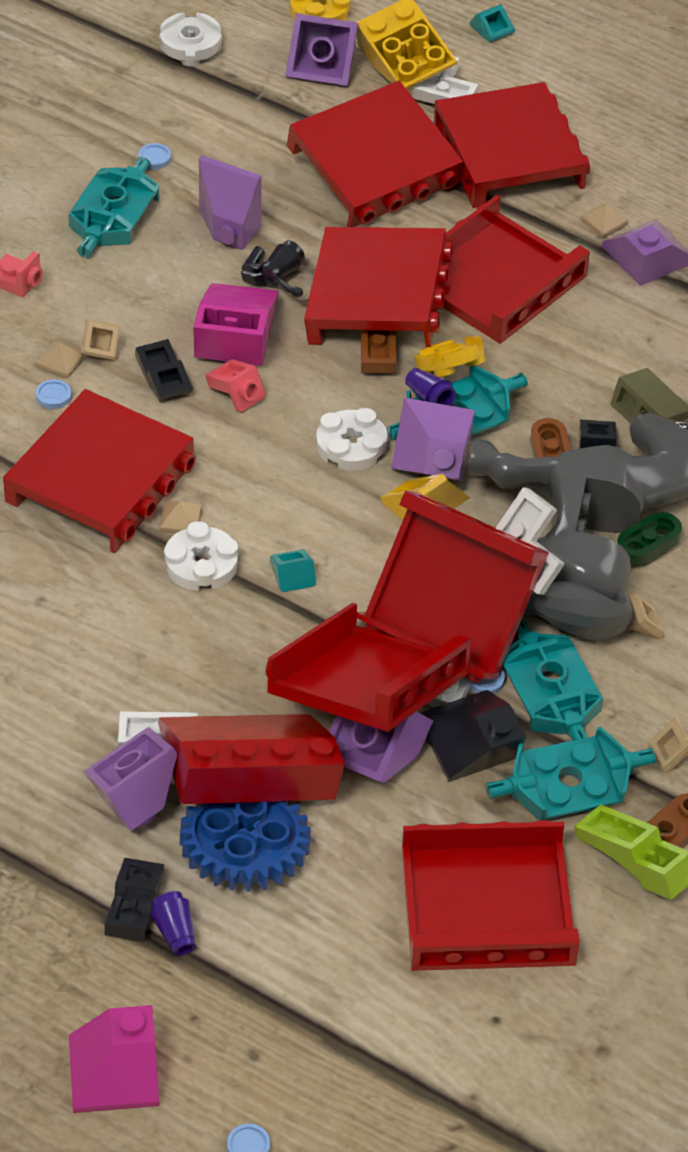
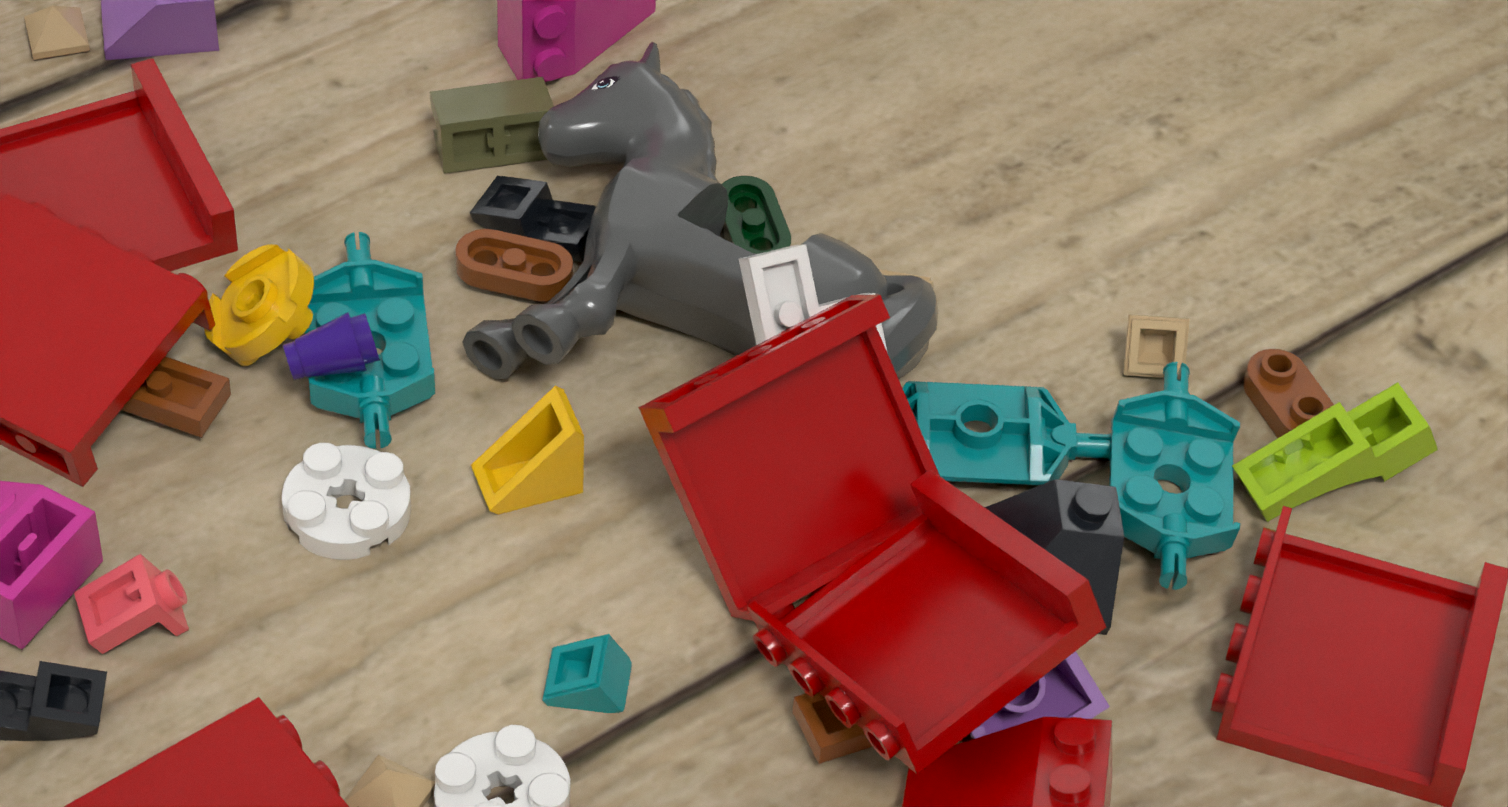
camera: 70 degrees left, 0 degrees up
(433, 439) = (446, 385): medium lavender slope -> none

